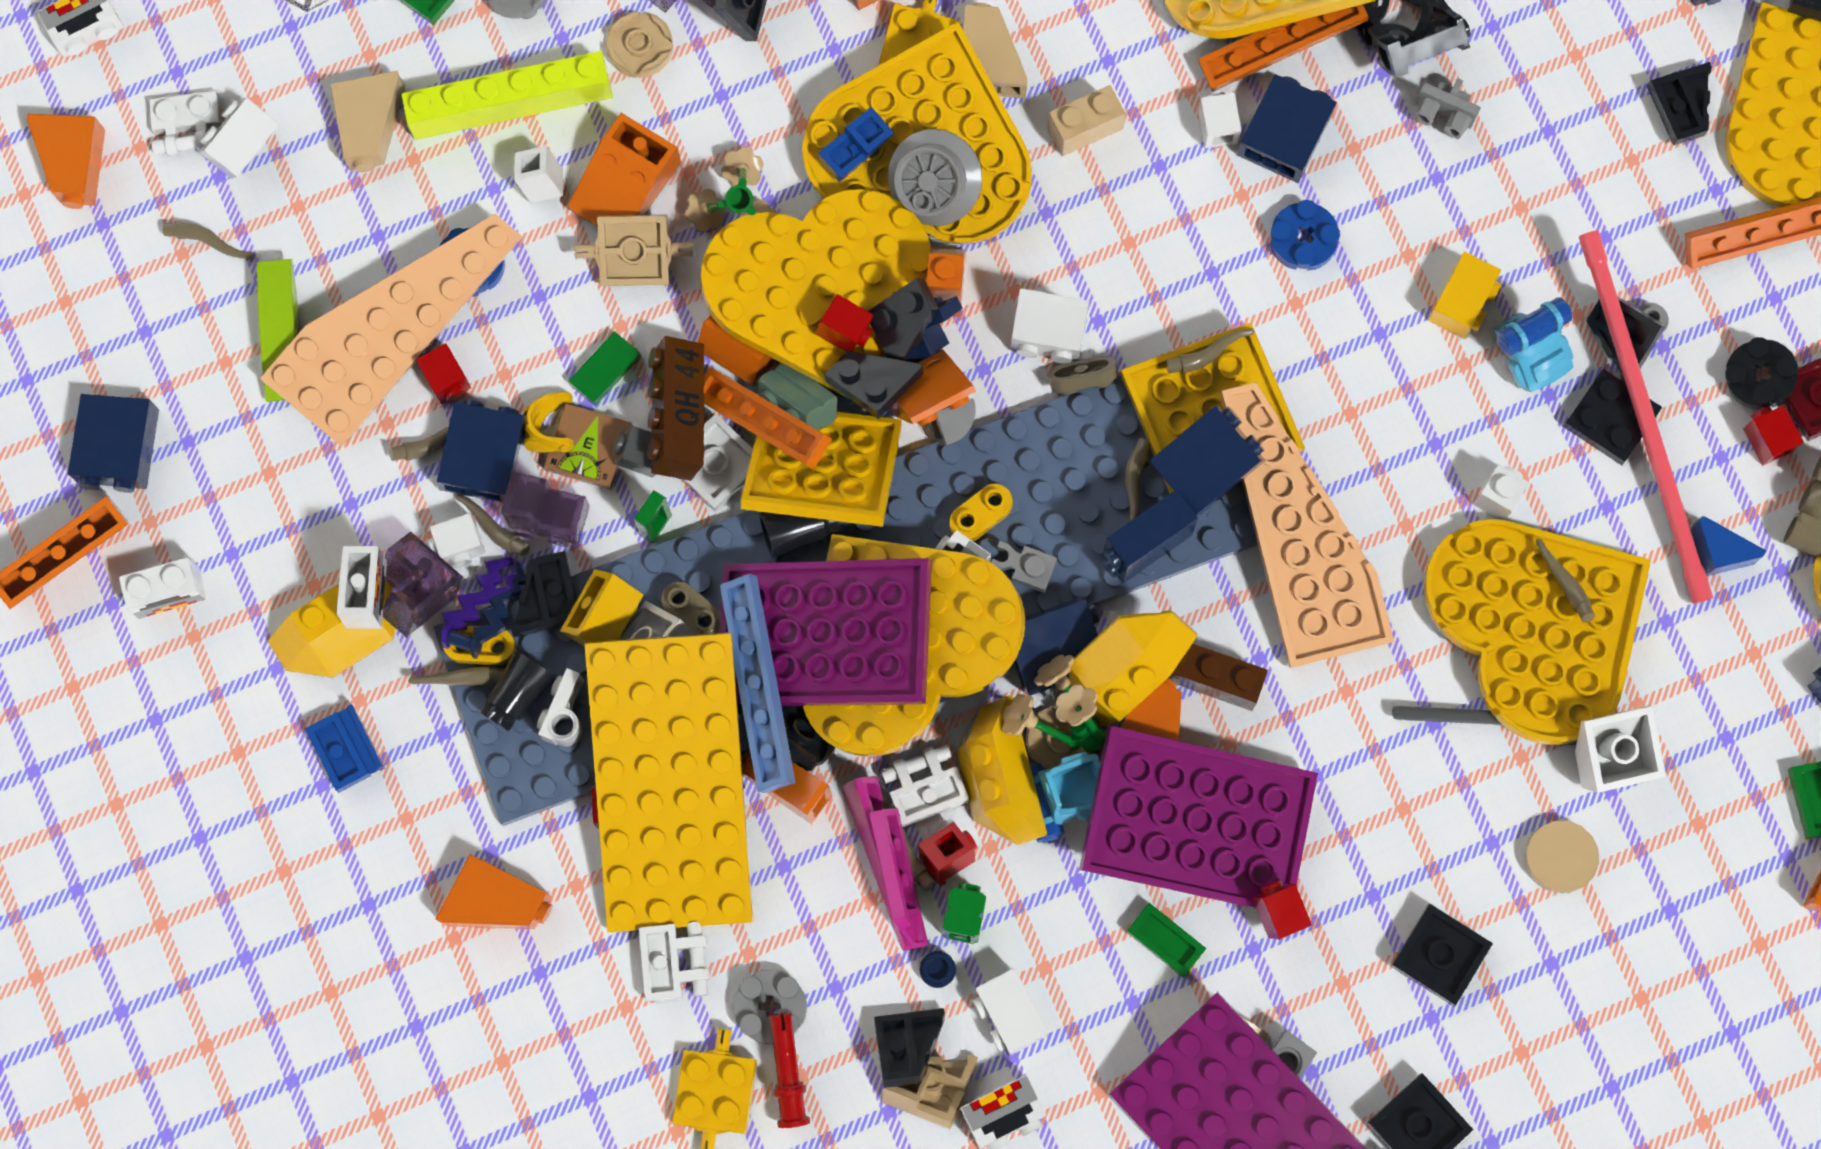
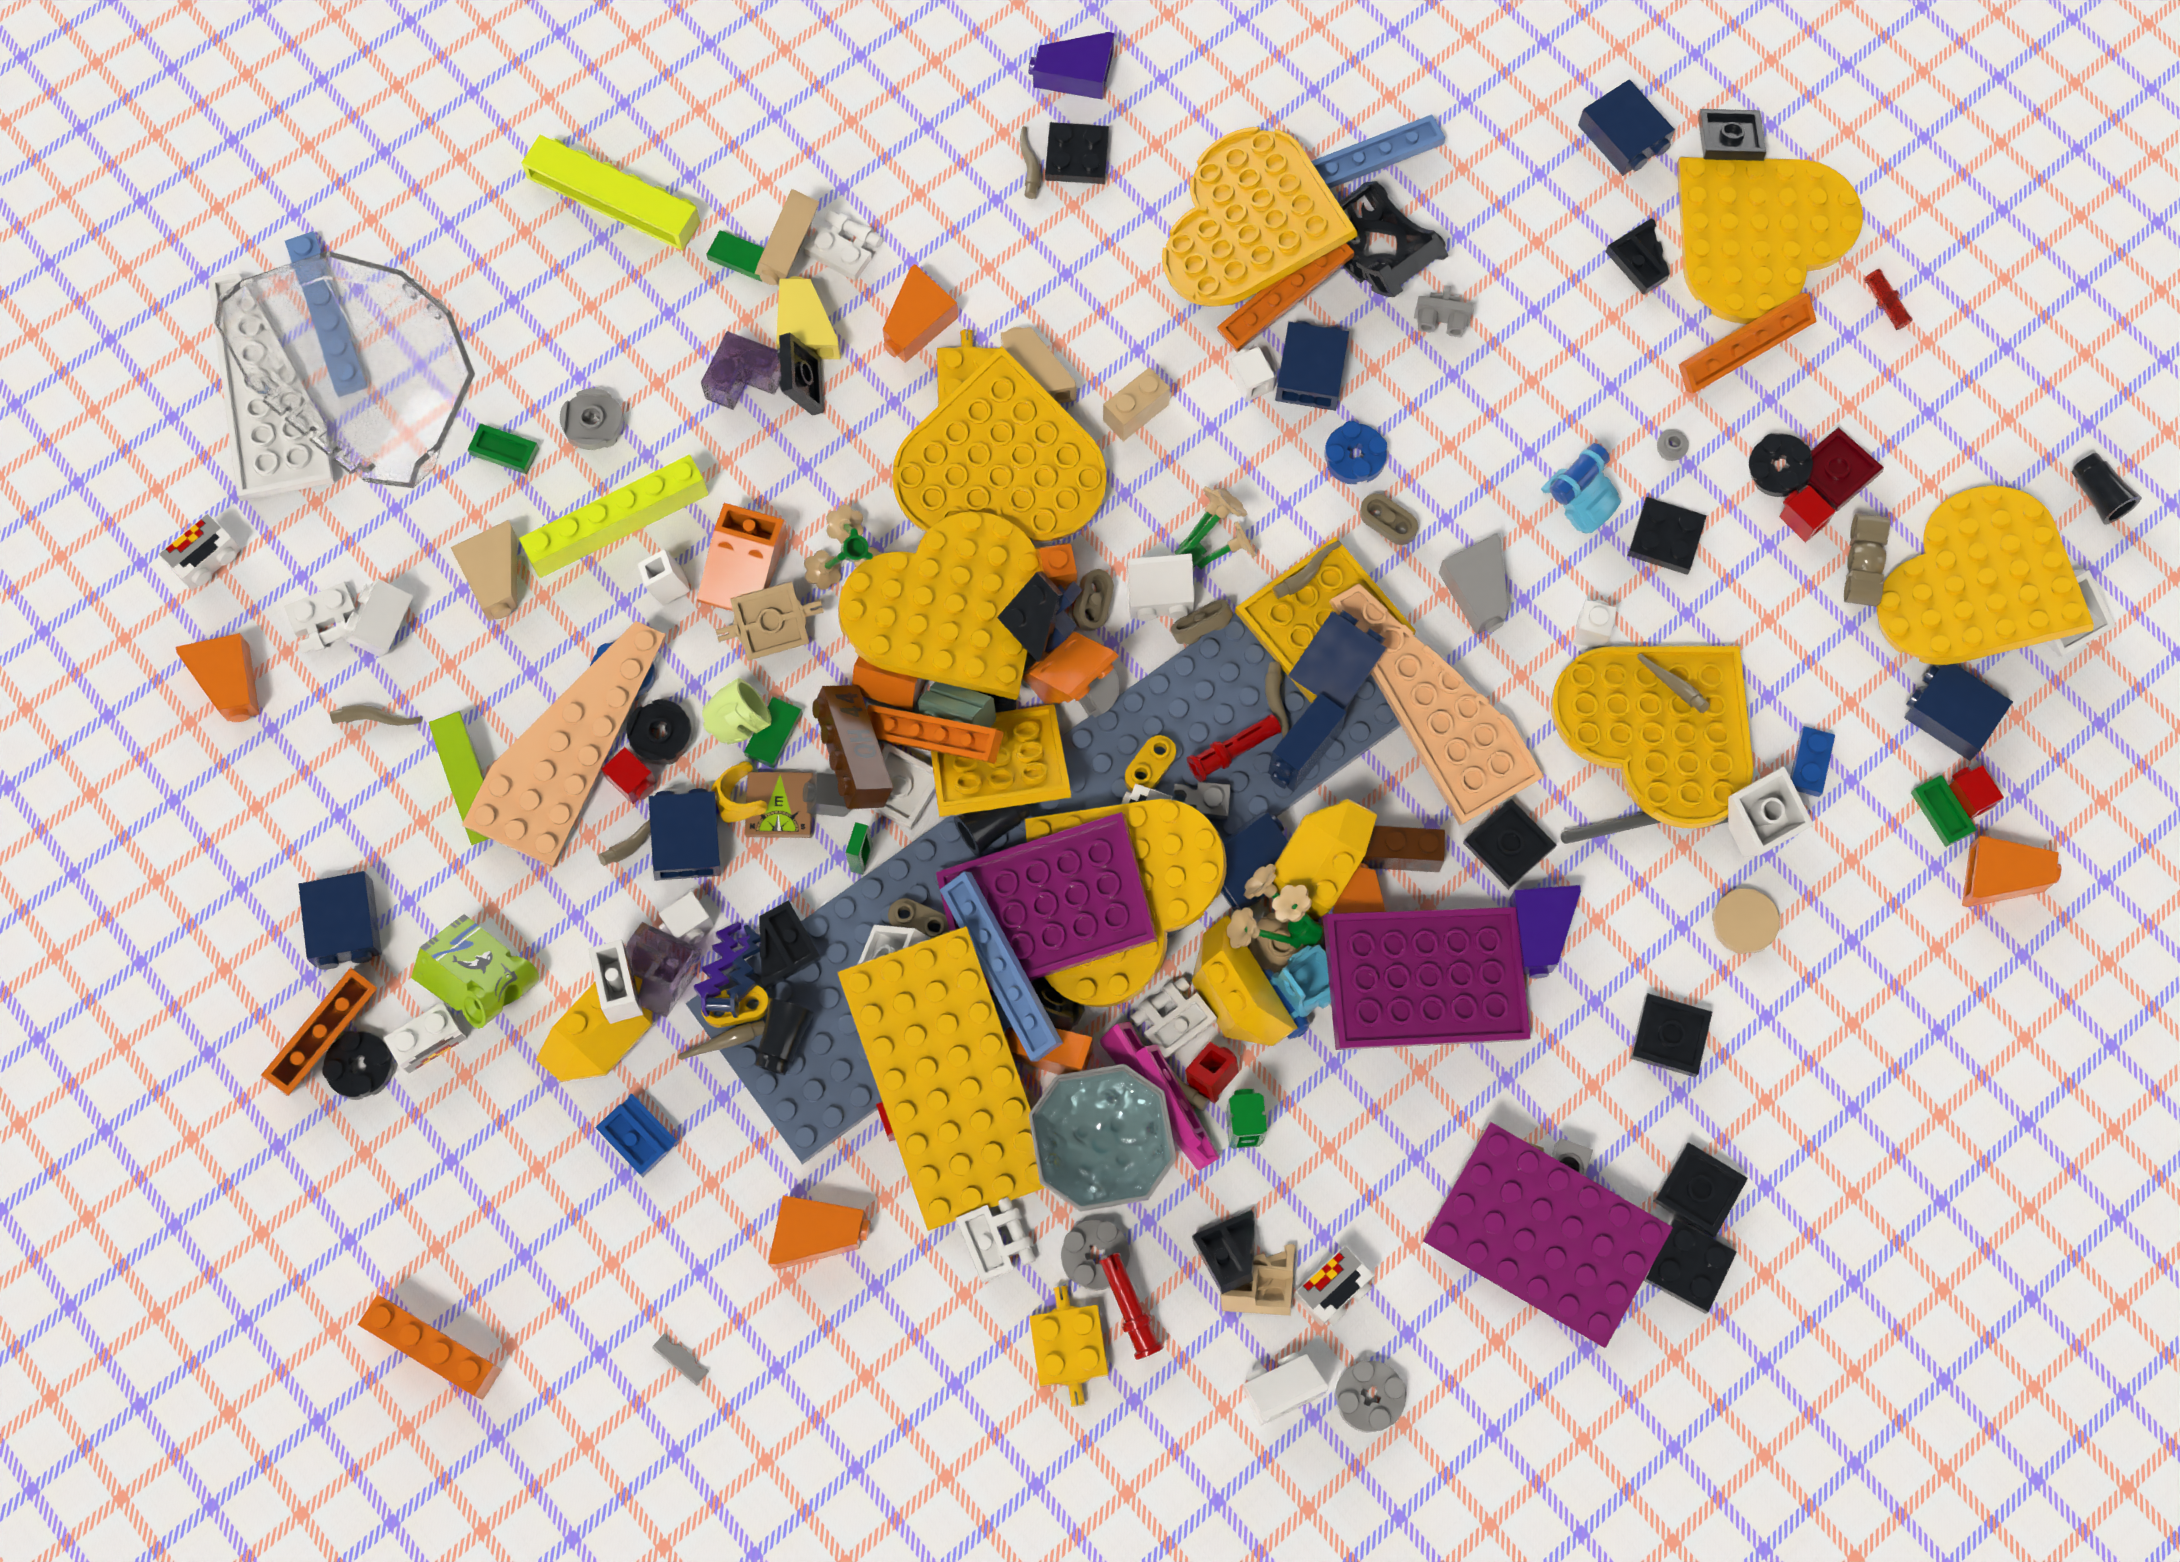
camera: 20 degrees left, 5 degrees down
(70, 595) = (351, 1047): none -> black plate
(79, 903) = (429, 1347): none -> orange brick
(227, 534) = (472, 971): none -> lime piece
(323, 988) = (680, 1359): none -> light grey piece
(494, 354) = (651, 716): none -> black plate
(497, 534) = (723, 906): dark tan animal -> none
(538, 510) = (757, 871): clear purple brick -> none
(565, 694) = (827, 1024): white plate -> none
(570, 338) = (735, 713): none -> yellowish green helmet
(602, 609) = (838, 942): yellow brick -> none
(639, 44) = (718, 442): tan tile -> none
(808, 891) = (1102, 1137): none -> clear light blue rock
(845, 325) = (984, 631): red brick -> none
(855, 145) = (941, 476): blue slope -> none
(872, 380) = (1022, 673): black wing -> none
(935, 176) = (1021, 484): light grey wheel -> none
(937, 969) = (1235, 1177): dark blue plate -> none
(976, 322) = (1093, 602): none -> dark tan plate
(1010, 1012) = (1312, 1195): white brick -> none
(1058, 522) = (1221, 754): none -> red pin
(1138, 257) = (1219, 507): none -> plant
(1166, 940) = (1428, 1092): green tile -> none
(1281, 909) = (1522, 1034): red brick -> none
(1318, 318) = (1391, 517): none -> dark tan plate
(1335, 702) = (1509, 844): none -> black plate
(1341, 800) = (1543, 925): none -> dark purple slope
(1390, 414) = (1478, 584): none -> light grey slope
(1465, 295) = (1510, 465): yellow brick -> none
(1641, 327) = (1655, 462): black wing -> none
(1689, 705) = (1812, 761): none -> blue plate
(1693, 570) = (1778, 646): coral piece -> none
(1721, 548) = (1796, 620): blue slope -> none

